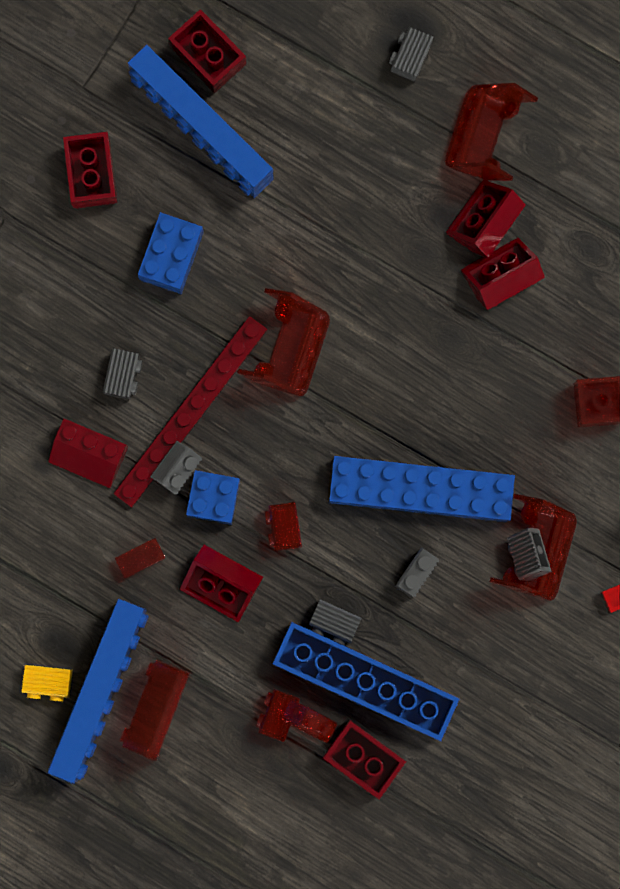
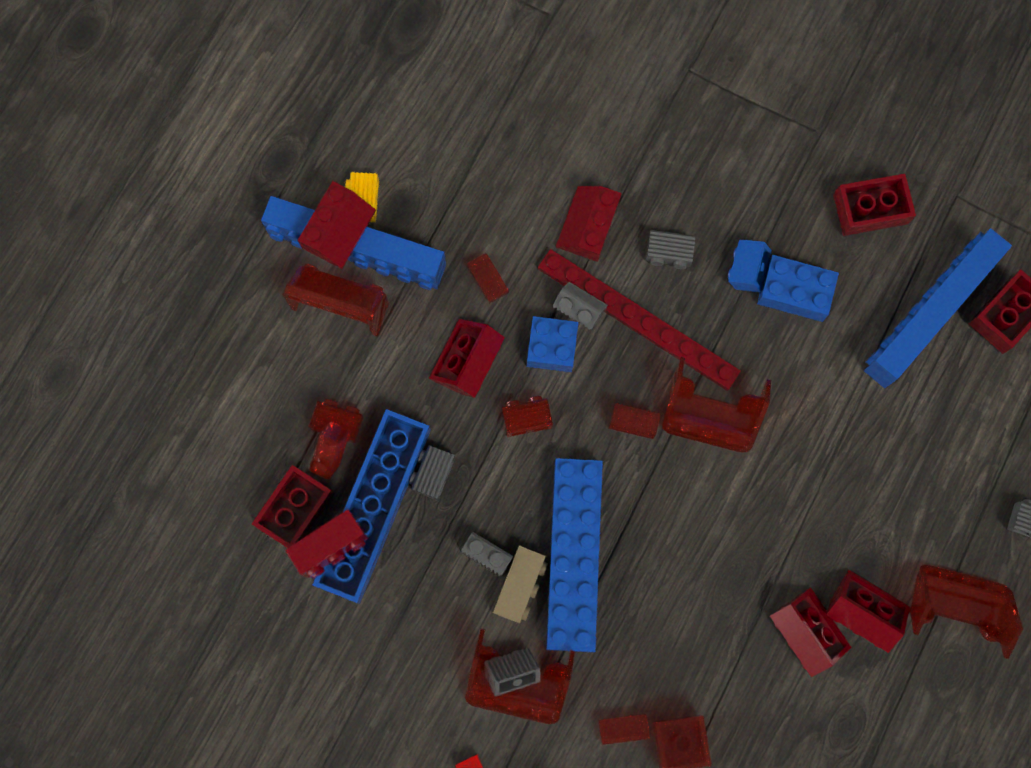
camera: 90 degrees right, 5 degrees down
(86, 704) = (336, 225): none -> dark red slope
(145, 298) = (749, 265): none -> blue brick
(294, 422) = (634, 421): none -> clear red brick
(407, 722) = (327, 545): none -> dark red brick
(447, 542) = (520, 585): none -> dark tan brick
(584, 453) = (624, 729): none -> clear red plate

